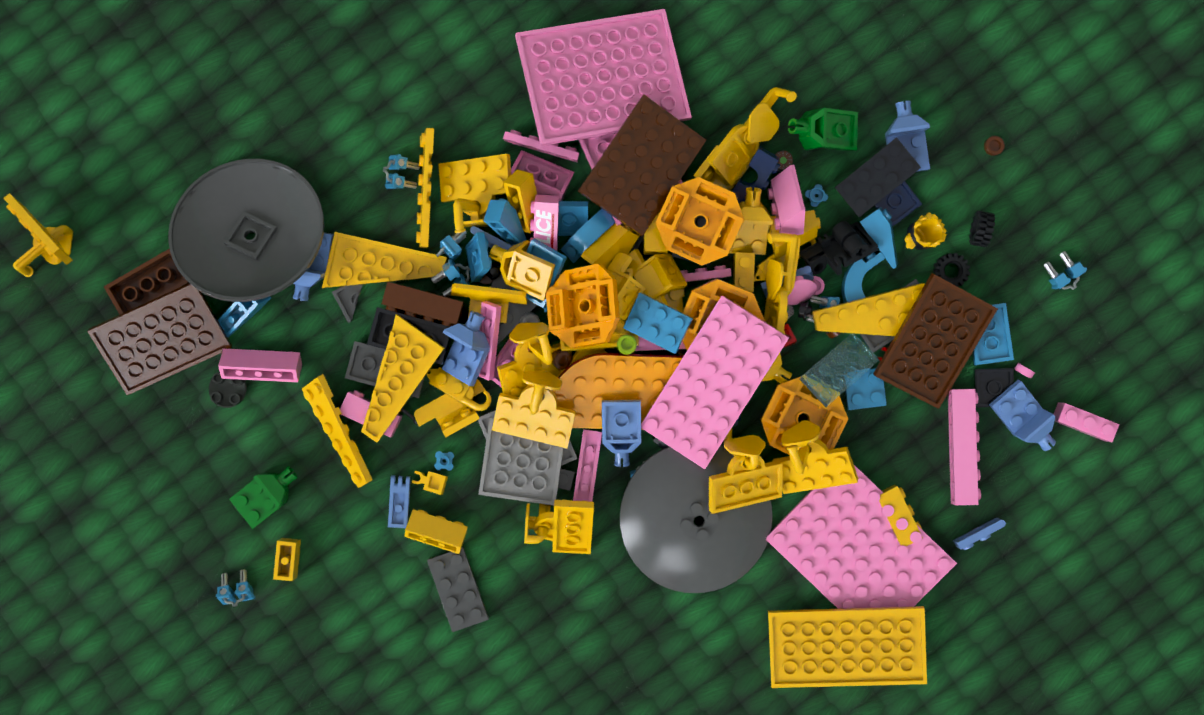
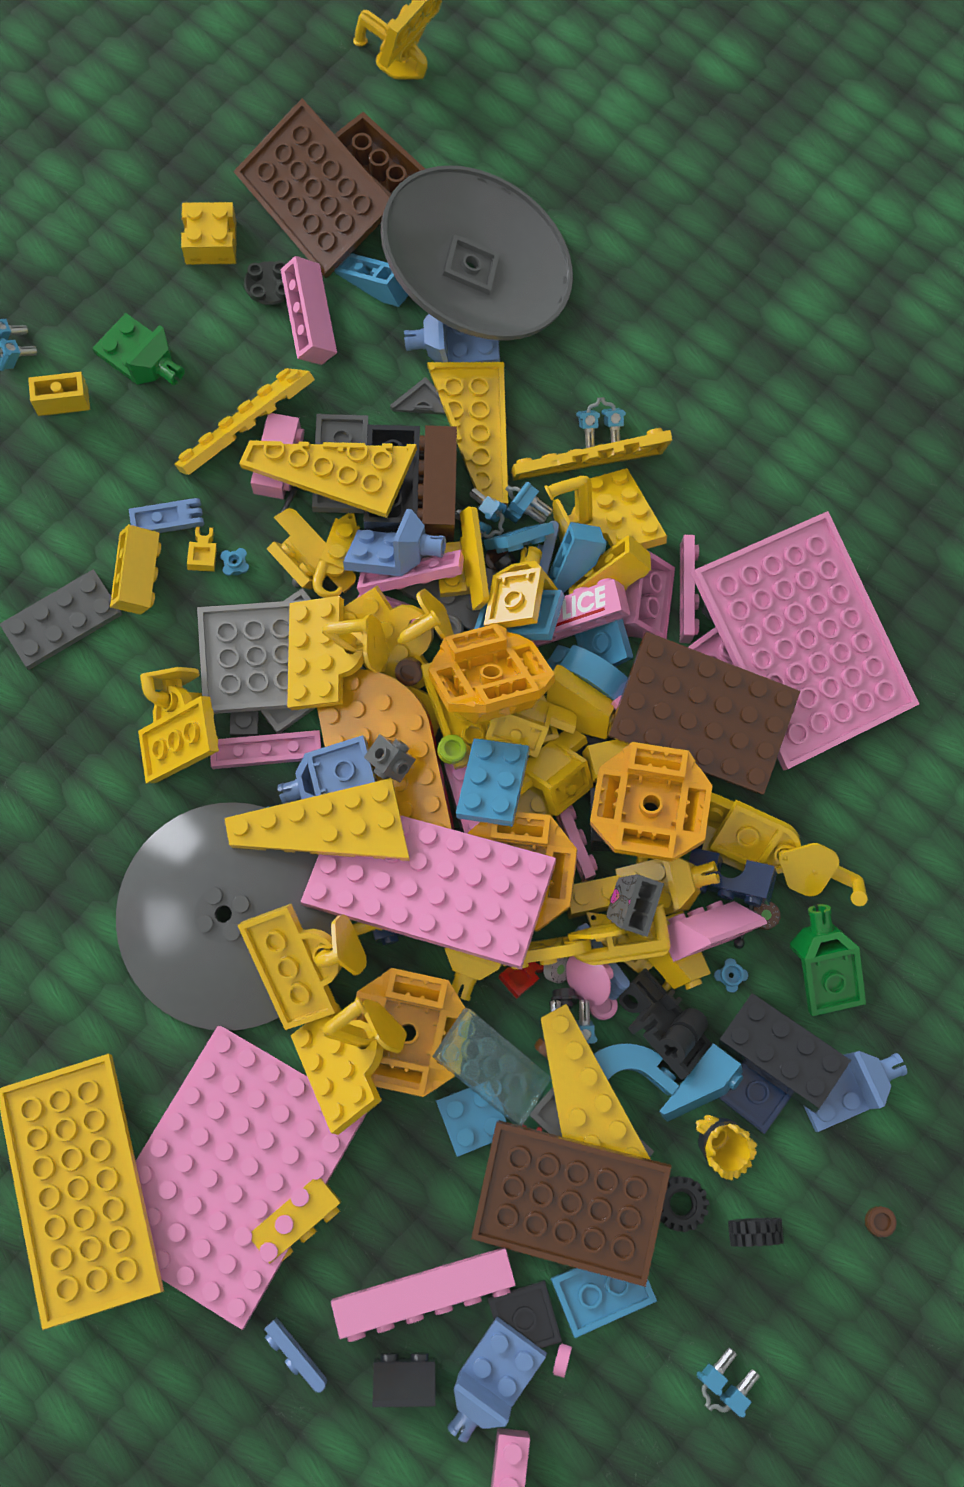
camera: 65 degrees right, 15 degrees down
(177, 424) = (209, 233): none -> yellow piece
(624, 388) = (395, 759): none -> dark grey brick
(660, 429) = (338, 823): none -> yellow wing
(765, 252) = (634, 903): none -> dark grey torso
(1012, 471) = (404, 1380): none -> black slope

